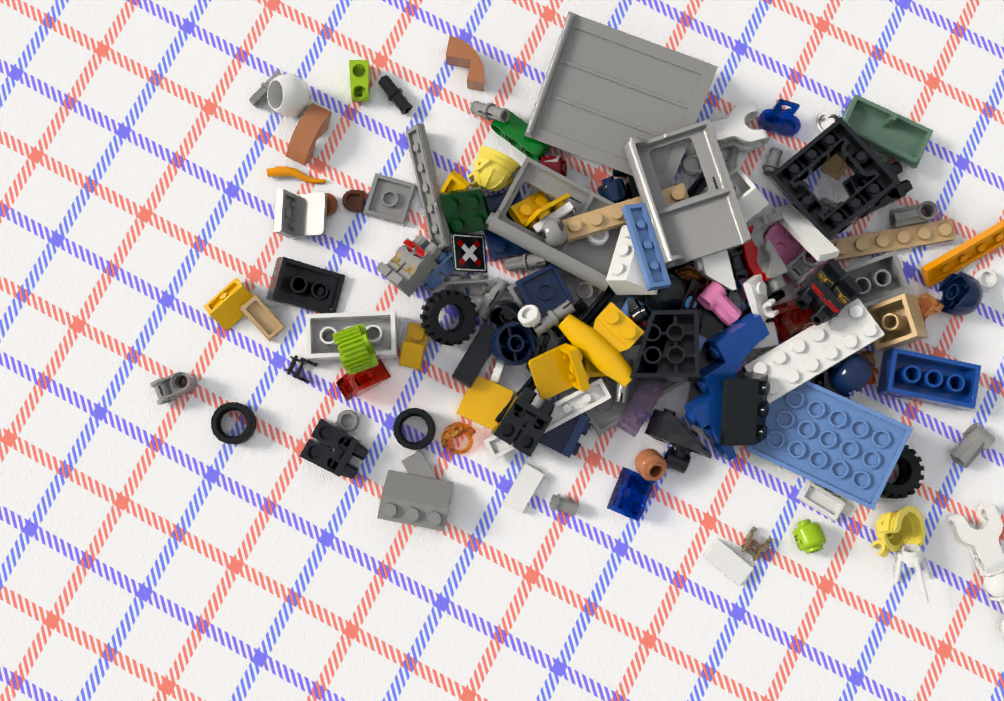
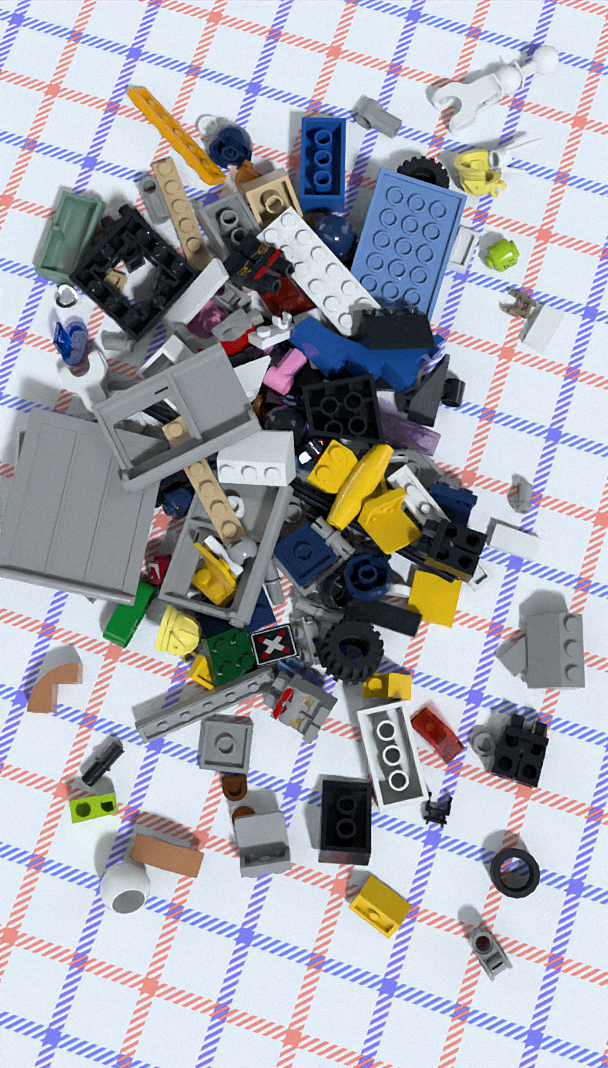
camera: 90 degrees left, 5 degrees down
(260, 95) = (123, 922): light grey axle -> none
(262, 317) = (388, 865): tan tile -> none
(282, 171) = (213, 867): light orange animal -> none
(355, 349) = (412, 741): lime brick -> none
(397, 428) = (496, 671): black tyre -> none
(454, 431) = (473, 623): clear orange piece -> none
(490, 111) = (109, 650): light grey pin -> none
(529, 316) = (336, 563): white tile -> none
(630, 494) = (498, 431): clear blue bracket -> none
(646, 246) = (243, 449): medium blue plate -> none
(650, 464) = (465, 416): nougat head -> none

